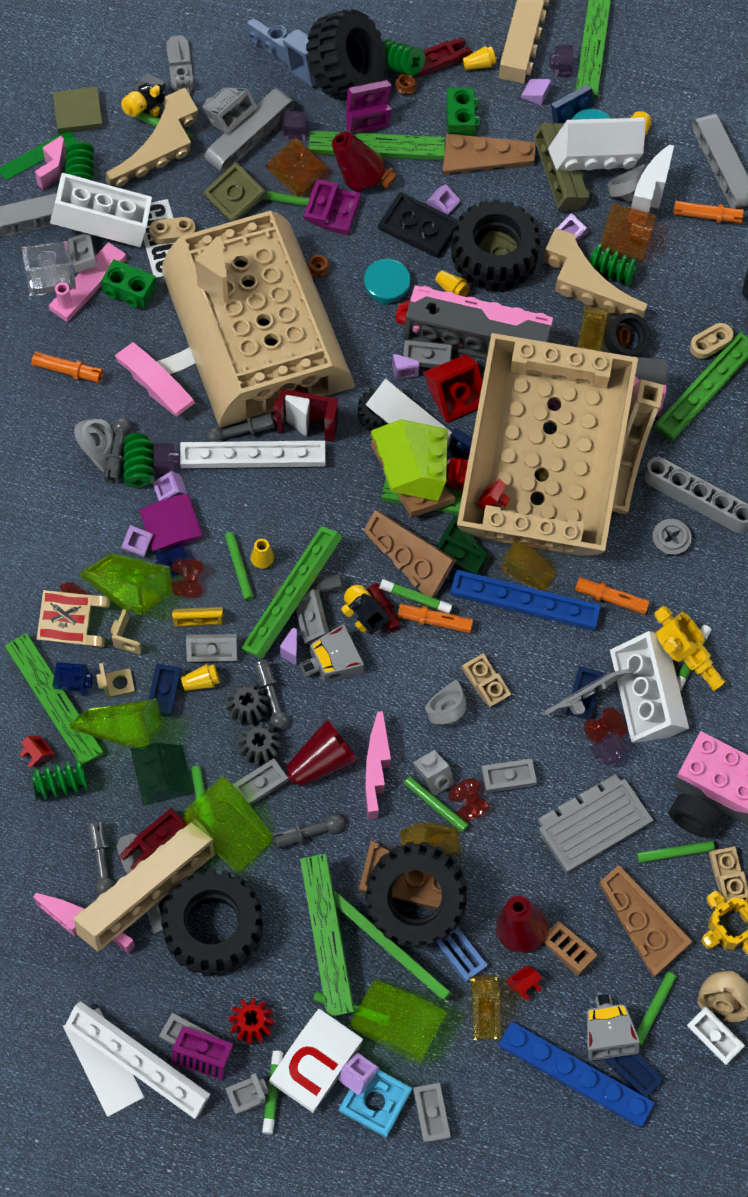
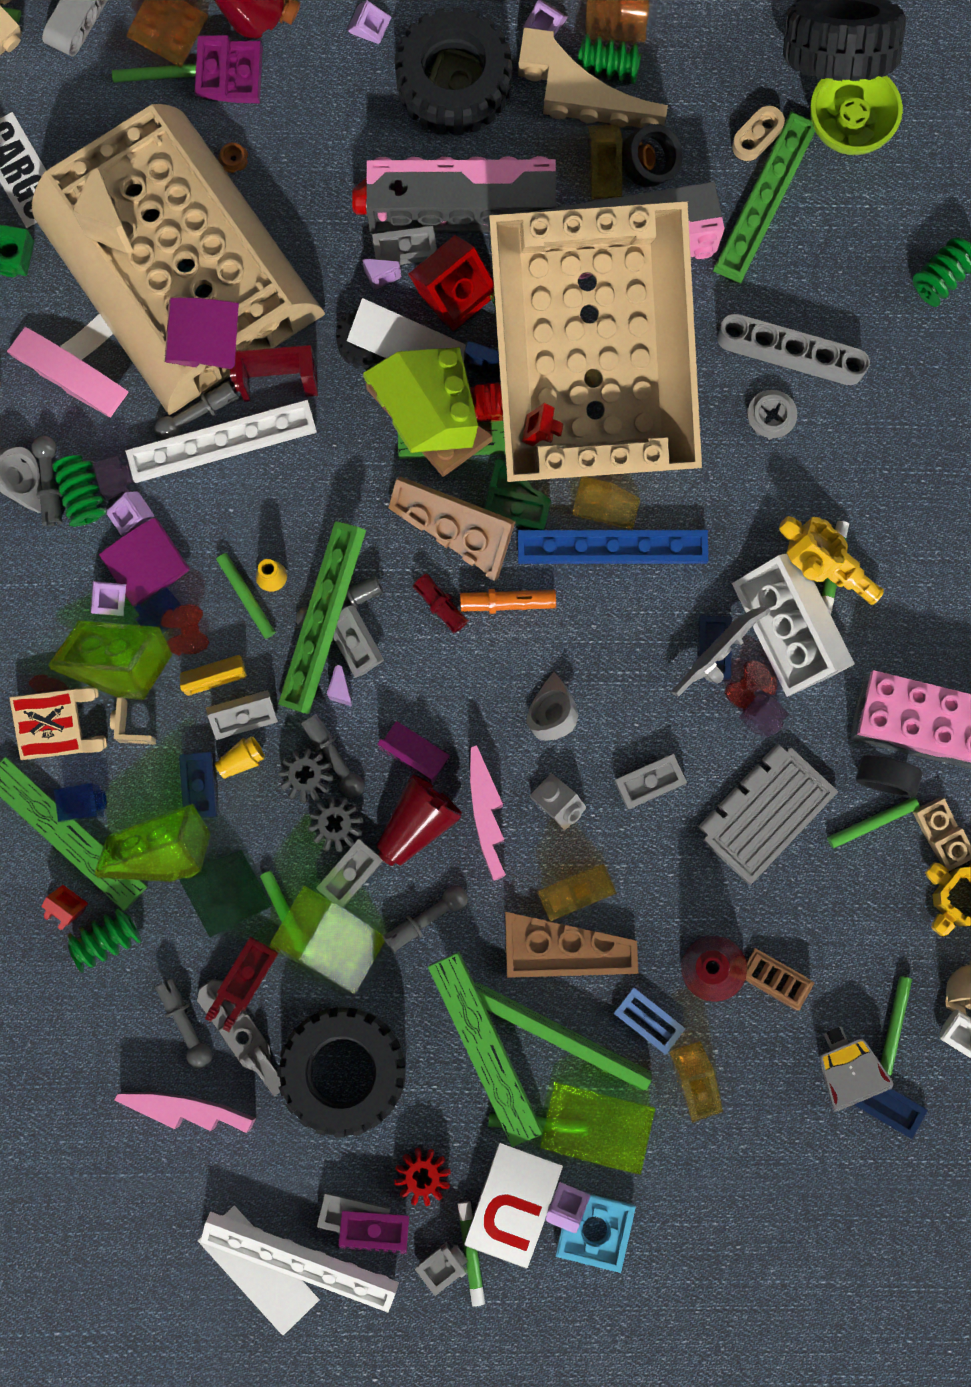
camera: 15 degrees left, 15 degrees up
(105, 682) = (122, 790): tan bracket -> none
(143, 887) = (246, 1052): tan brick -> none
(172, 229) = (31, 158): tan plate -> none
(234, 193) = (97, 82): olive tile -> none
(261, 367) = (201, 332): none -> magenta slope
(298, 413) = (264, 373): white slope -> none
(333, 708) = (414, 752): none -> magenta panel
(334, 657) = (396, 686): light grey torso -> none
(370, 613) = (427, 621): black piece -> none
(387, 281) = (326, 156): teal tile -> none
(413, 929) = (589, 1011): black tyre -> none
(415, 596) = (478, 580): bright green bar -> none
(418, 224) = (346, 65): black tile -> none
(431, 1113) = (666, 1228): light grey plate -> none
(436, 804) = (571, 841): bright green bar -> none
(452, 283) = (413, 140): yellow cone -> none
(468, 791) = (606, 814): clear red piece -> none
(485, 680) = (590, 665): tan slope -> none
(523, 980) = (734, 1036): red tile -> none
(576, 1074) = (823, 1132): blue plate -> none
(612, 595) = (717, 512): orange pin -> none
(642, 412) = (707, 254): tan arch -> none
(646, 924) = (863, 926): medium nougat wing -> none

